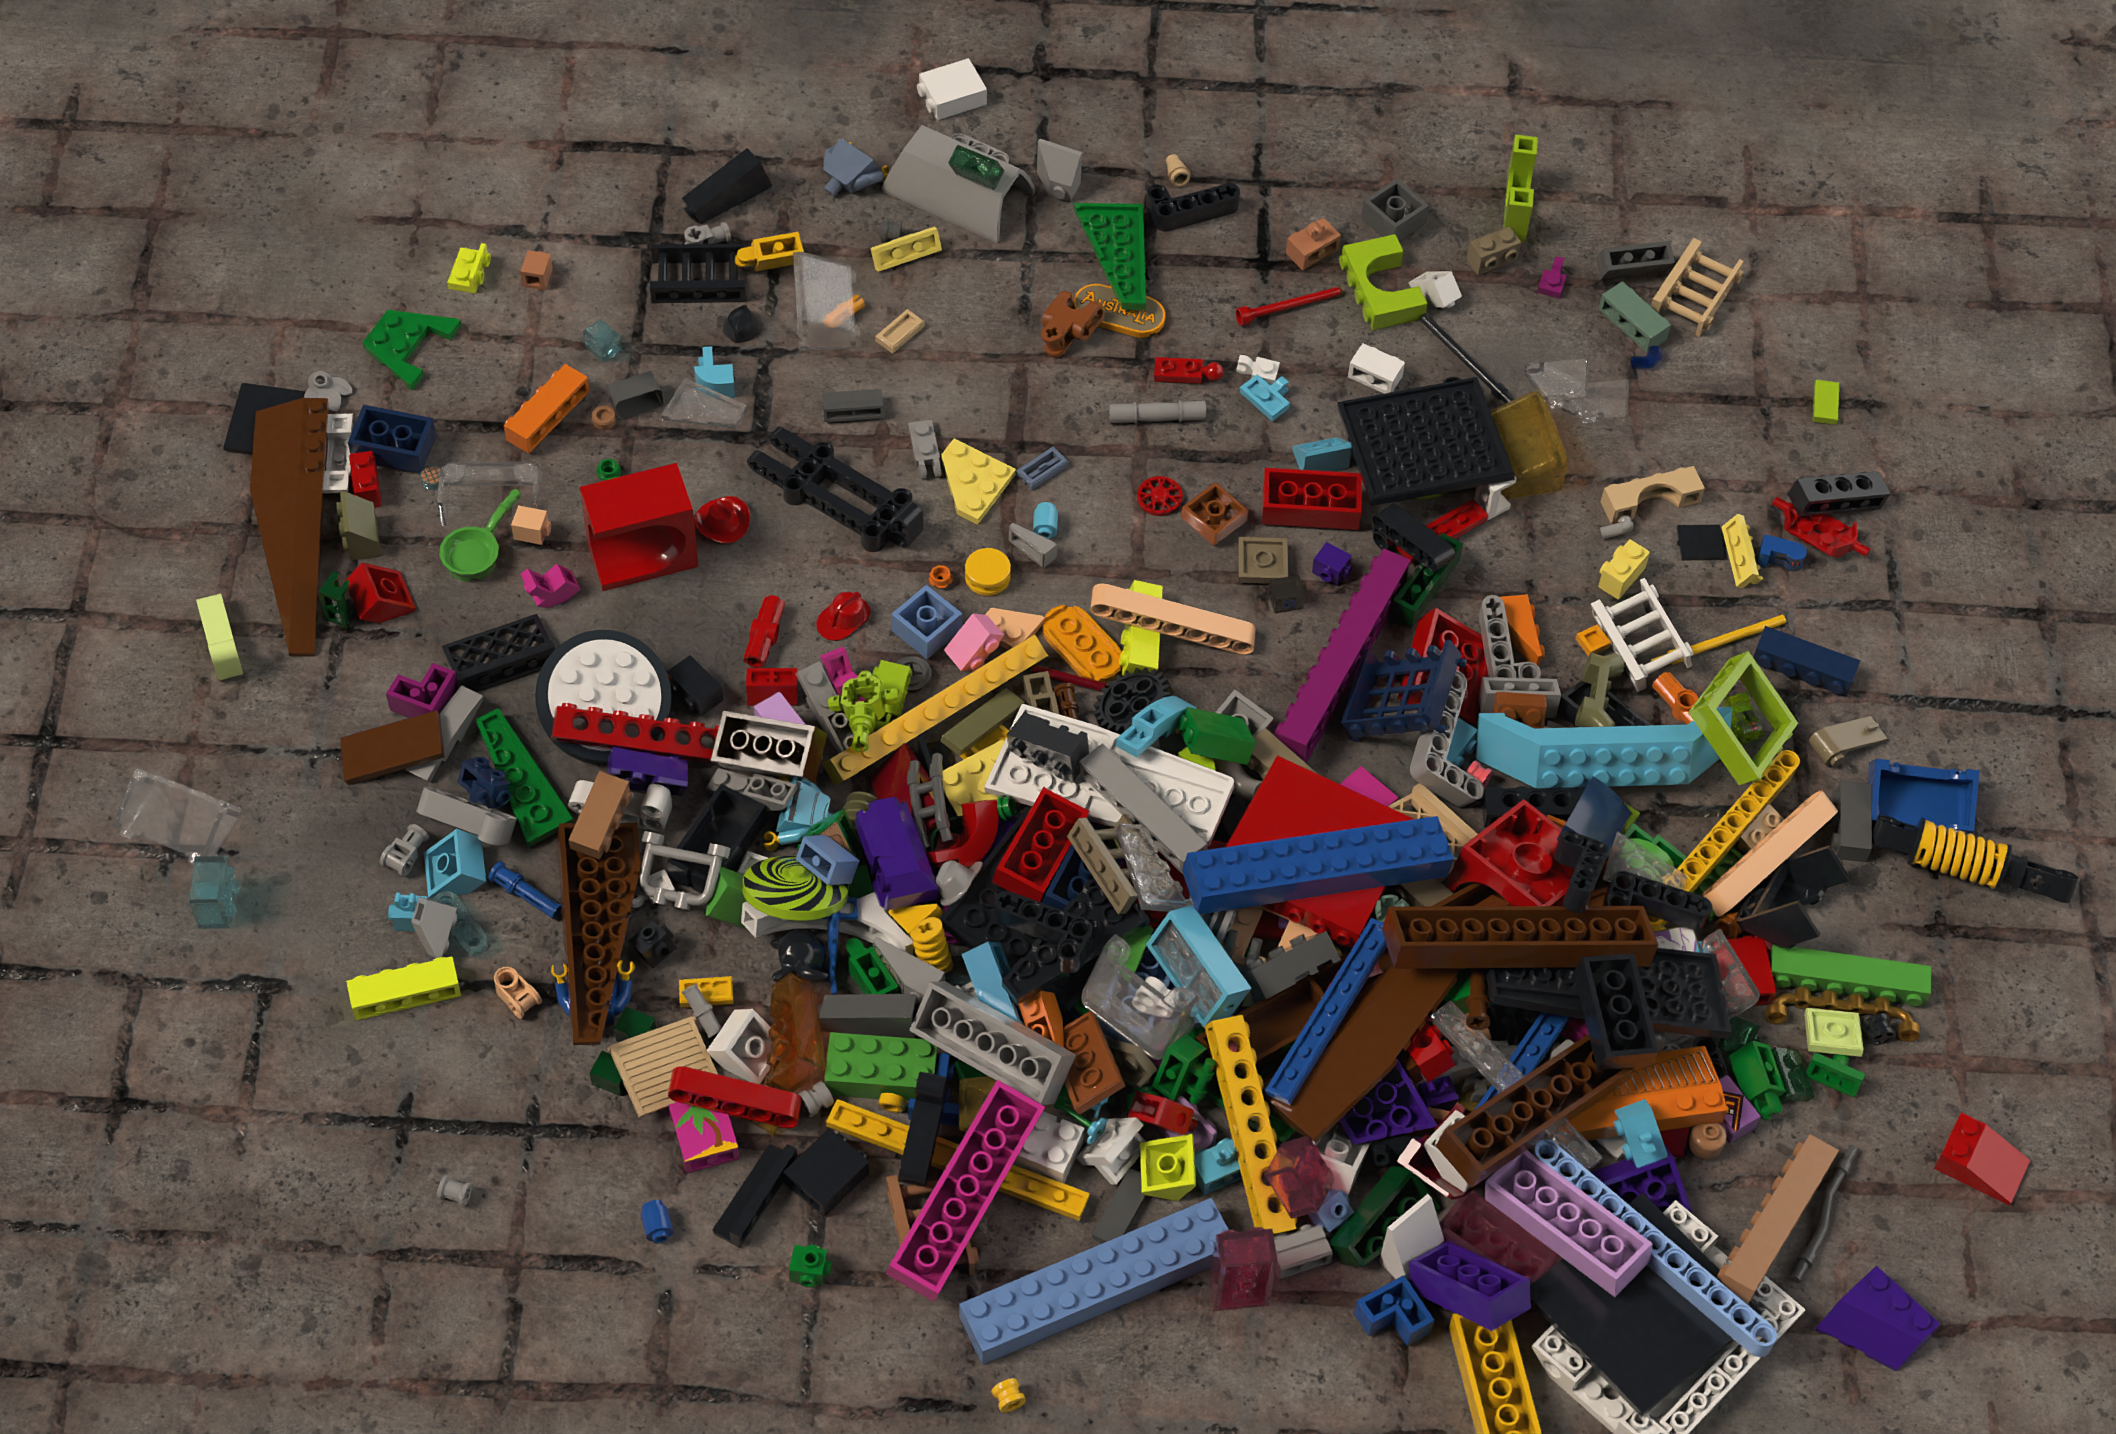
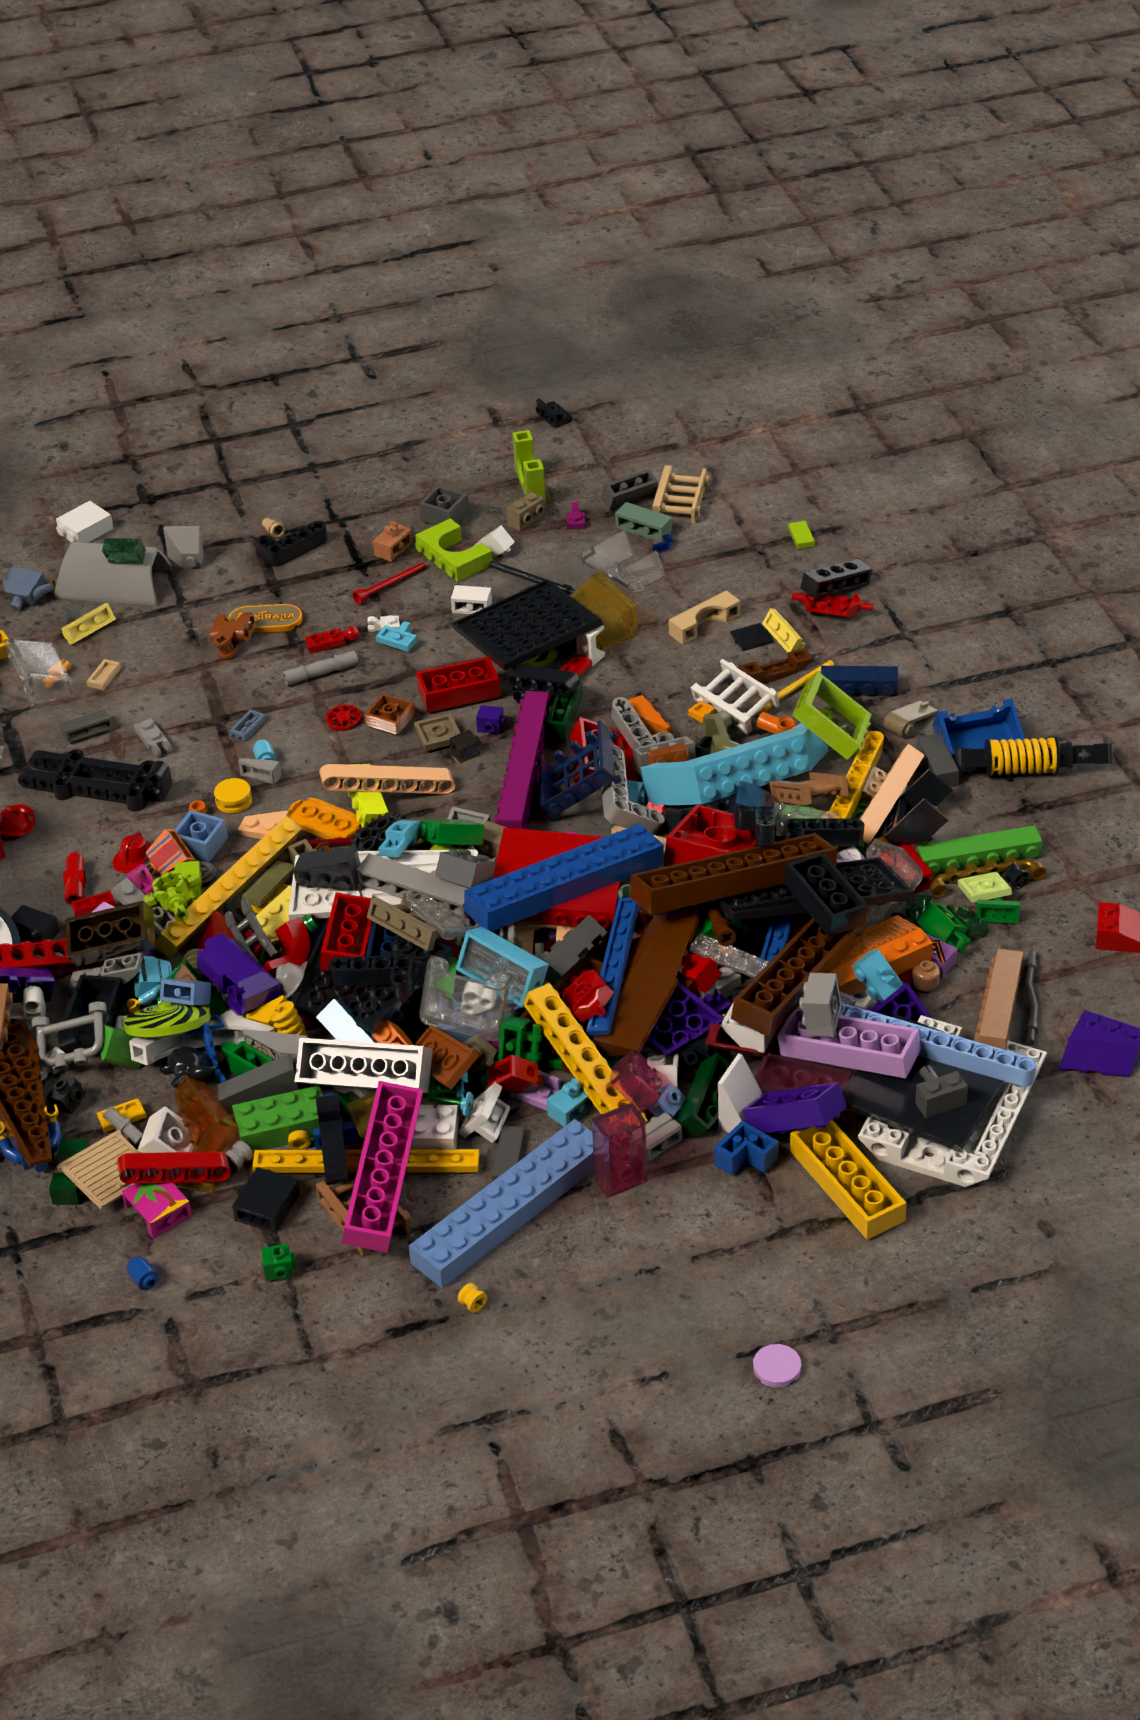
camera: 15 degrees left, 15 degrees down
(754, 1195) = (214, 1233): black panel -> none
(880, 638) = (166, 851): none -> torso
(974, 479) = (198, 745): light yellow plate -> none
(974, 642) = (241, 835): bright pink brick -> none
(1118, 243) = (250, 580): green wing -> none
(1168, 1167) = (533, 1113): neon yellow slope -> none
(1204, 812) = (464, 868): none -> dark grey brick
(1283, 1041) = (587, 995): none -> red plate
(1323, 455) = (460, 654): medium azure slope -> none
(1548, 1168) = (821, 1004): none -> light grey brick
(1587, 100) = (553, 413): none -> black bracket
(1623, 569) = (704, 663): light yellow brick -> none
(1624, 526) = (692, 641): light grey arm -> none
(1646, 1333) = (940, 1093): none -> dark grey brick
(1679, 813) = (802, 792): none -> medium nougat fence
(1712, 606) = (780, 669): none -> reddish brown slope
(1781, 553) = (812, 625): blue leg -> none

